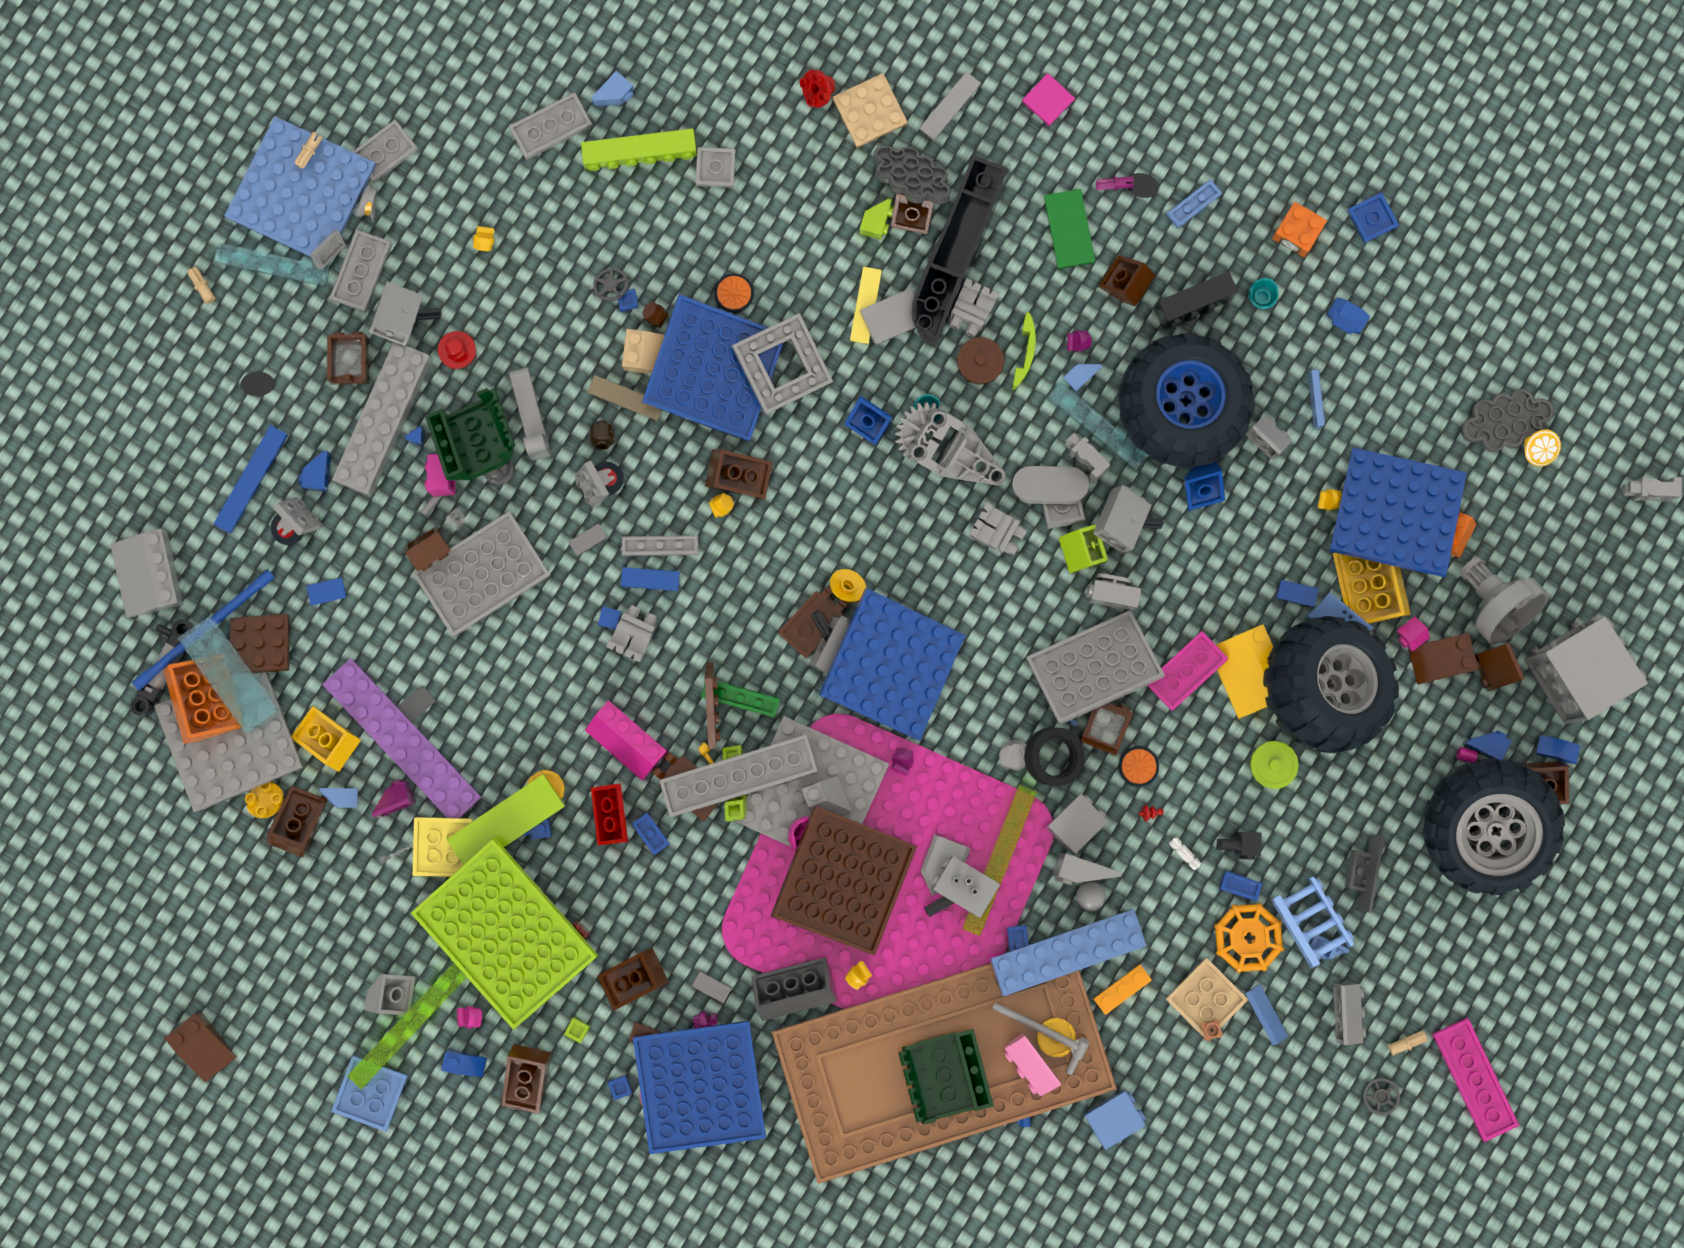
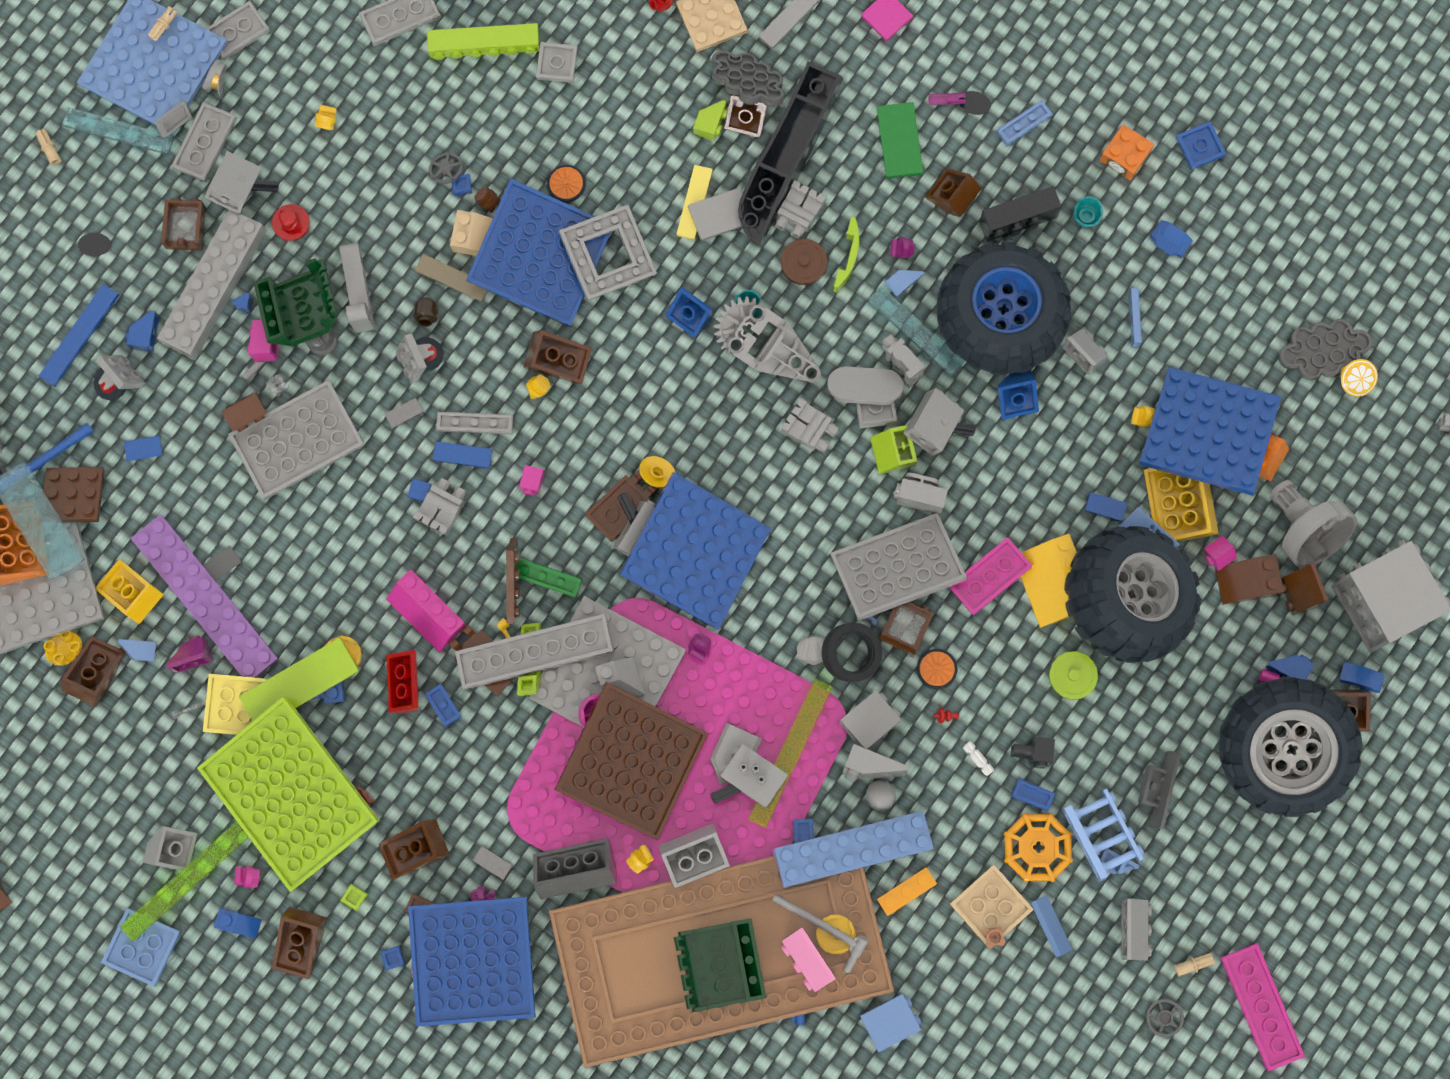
camera: 10 degrees right, 5 degrees down
(722, 602) = (531, 480): none -> dark pink brick
(911, 968) = (693, 855): none -> light grey slope

